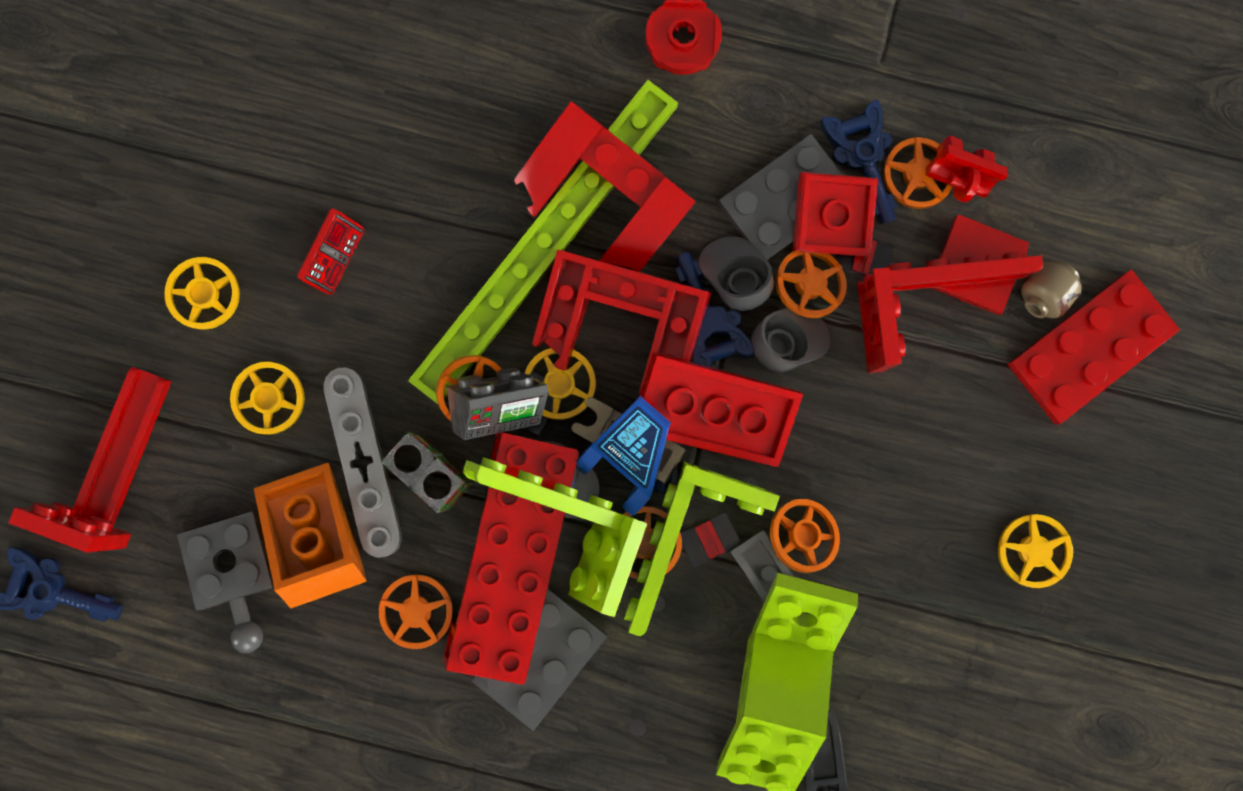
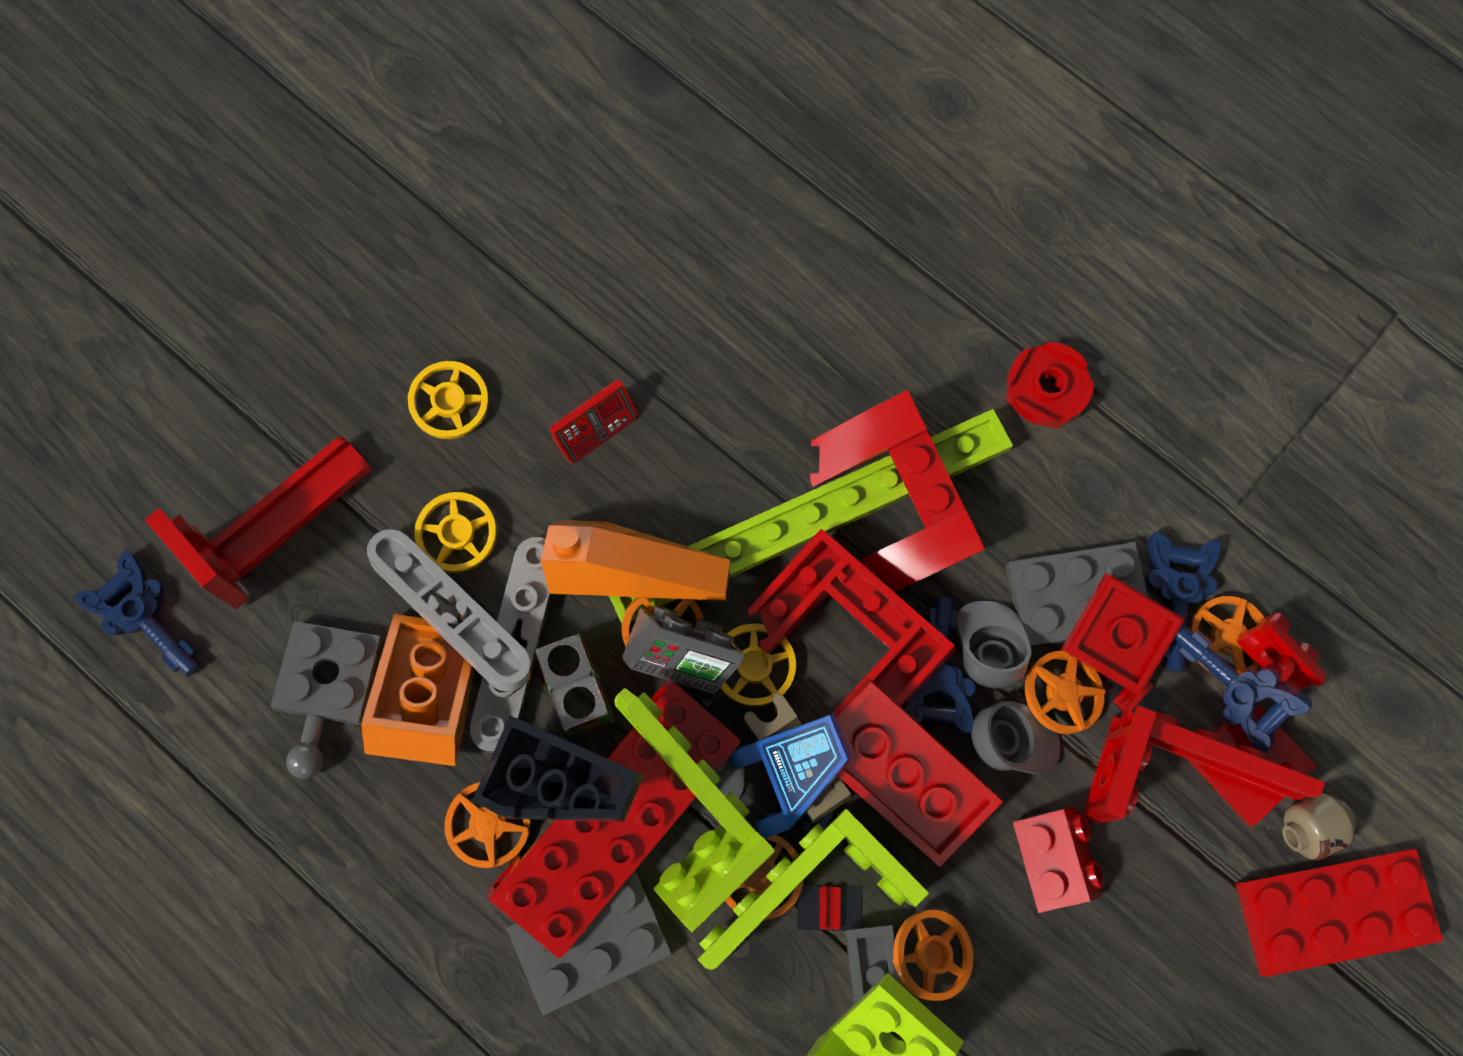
camera: 25 degrees right, 10 degrees down
(329, 474) = (477, 638): none -> light grey piece
(417, 354) = (623, 562): none -> orange wedge
(447, 555) = (553, 779): none -> black wedge
(866, 414) = (1059, 859): none -> bracket
(950, 212) = (1245, 691): none -> dark blue piece

